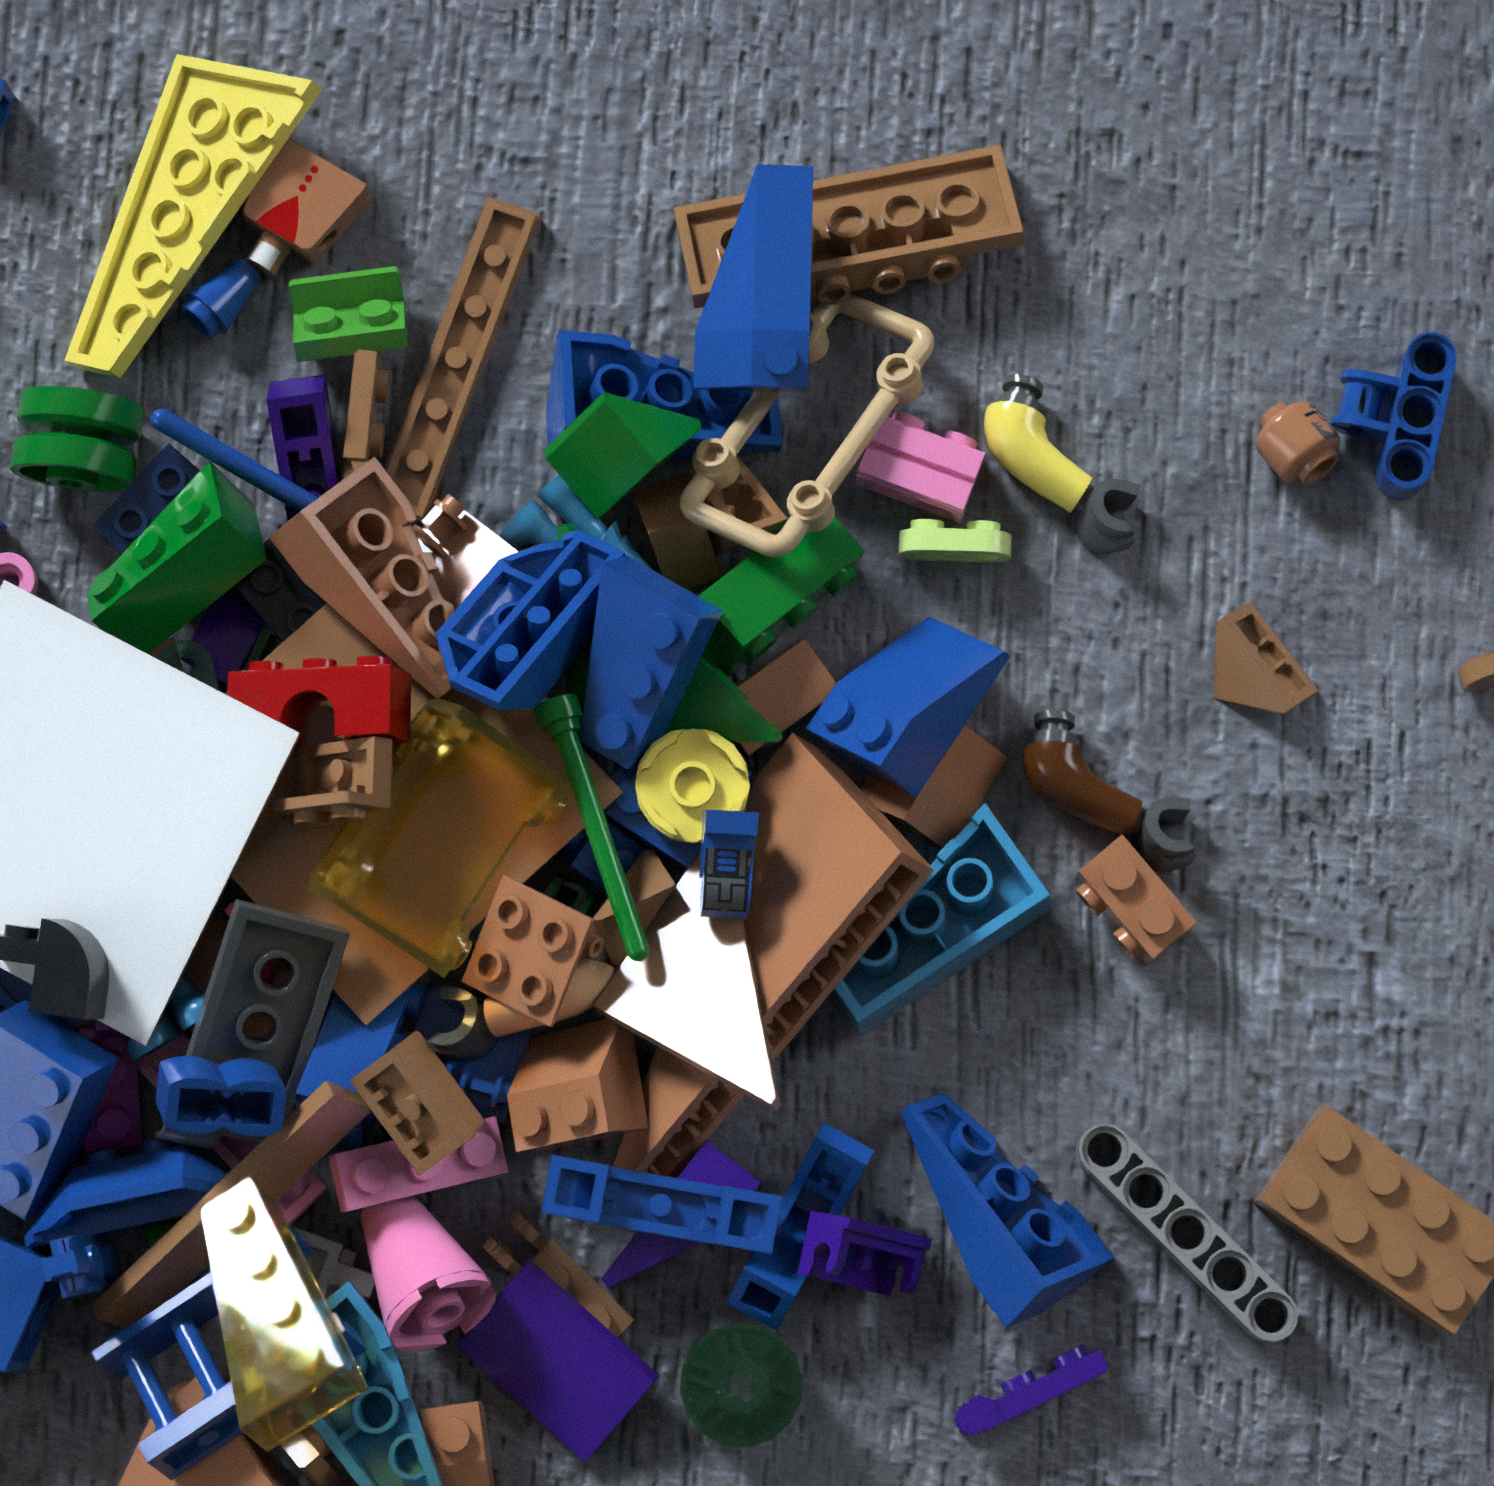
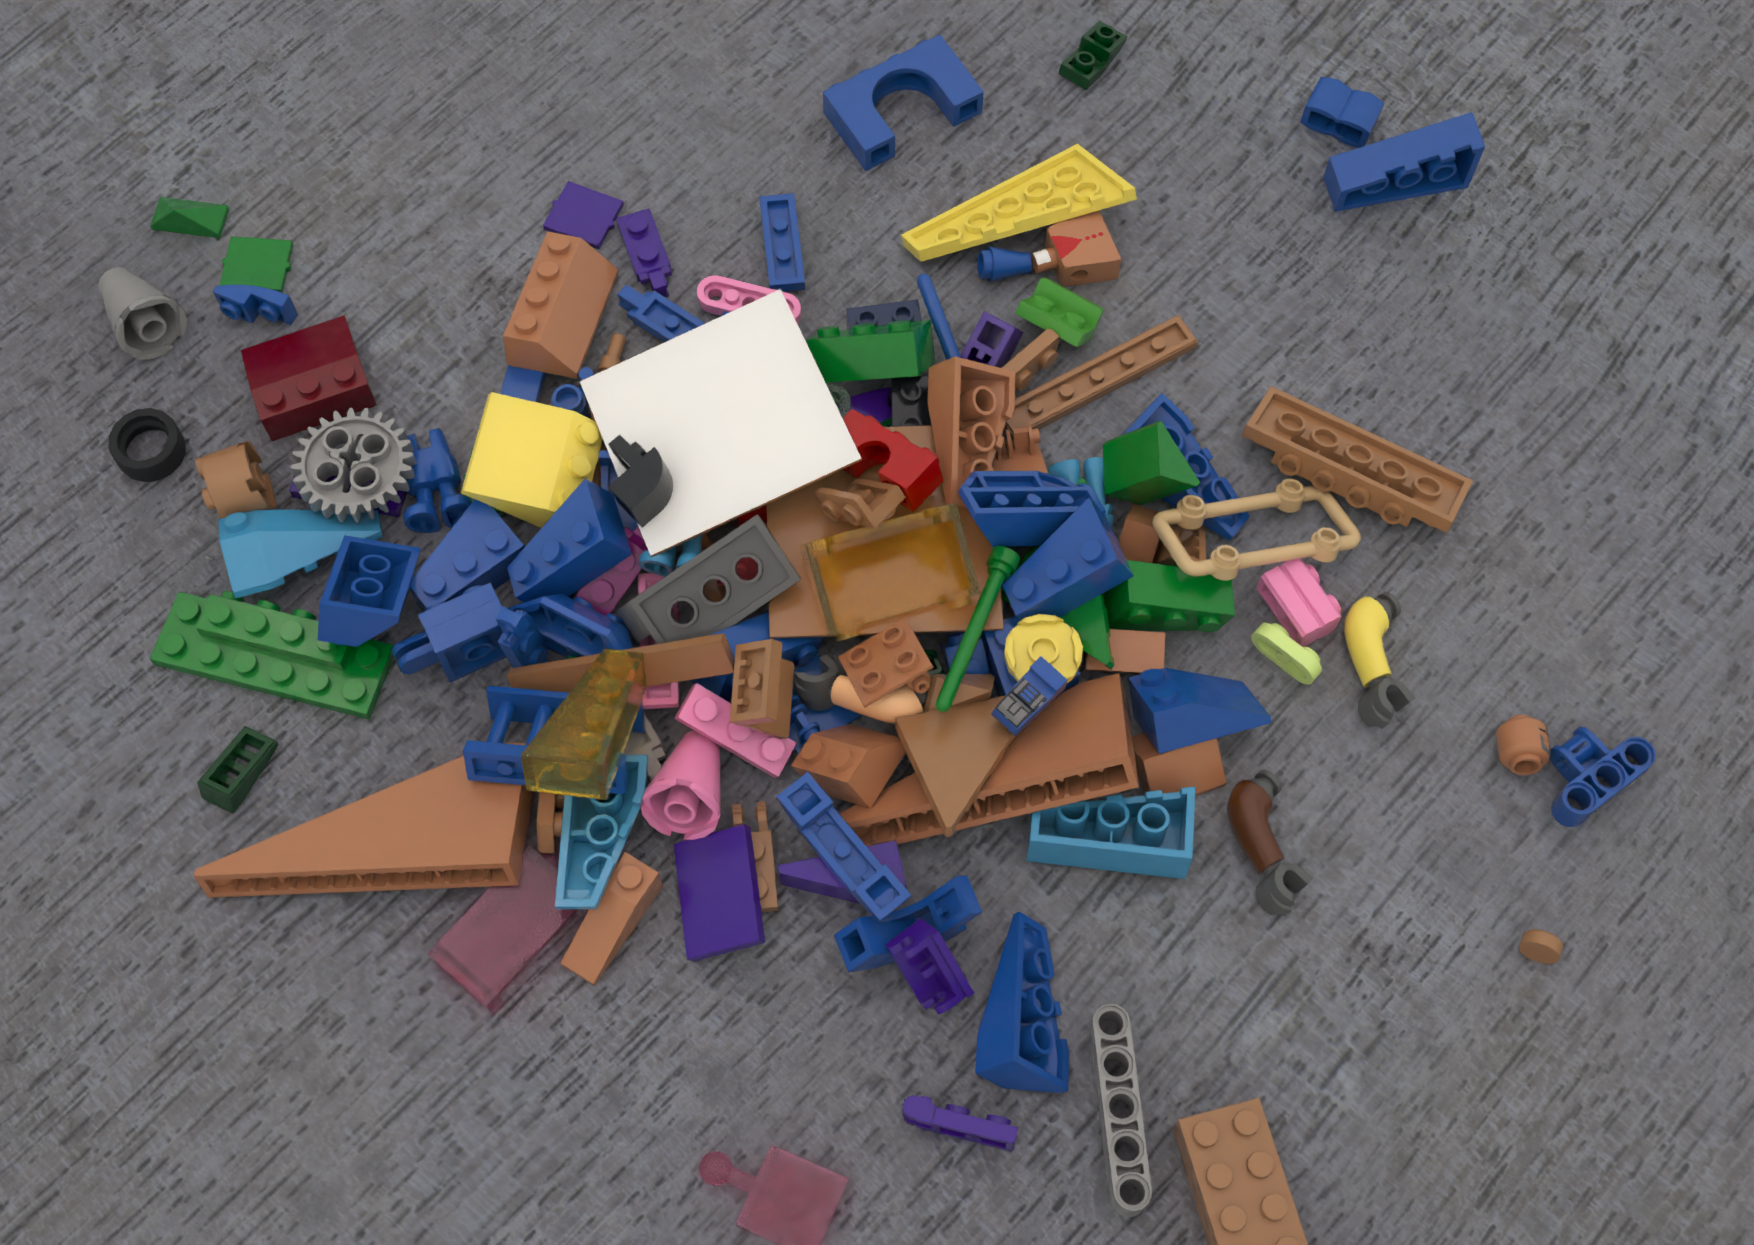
camera: 35 degrees right, 15 degrees down
(77, 439) = (874, 265): green wheel -> none
(235, 1095) = (657, 593): blue brick -> none
(707, 1375) = (822, 998): clear green wheel -> none
(759, 304) = (1280, 452): blue wedge -> none
(1133, 900) = (1237, 907): nougat brick -> none
(1256, 665) = (1406, 841): medium nougat slope -> none

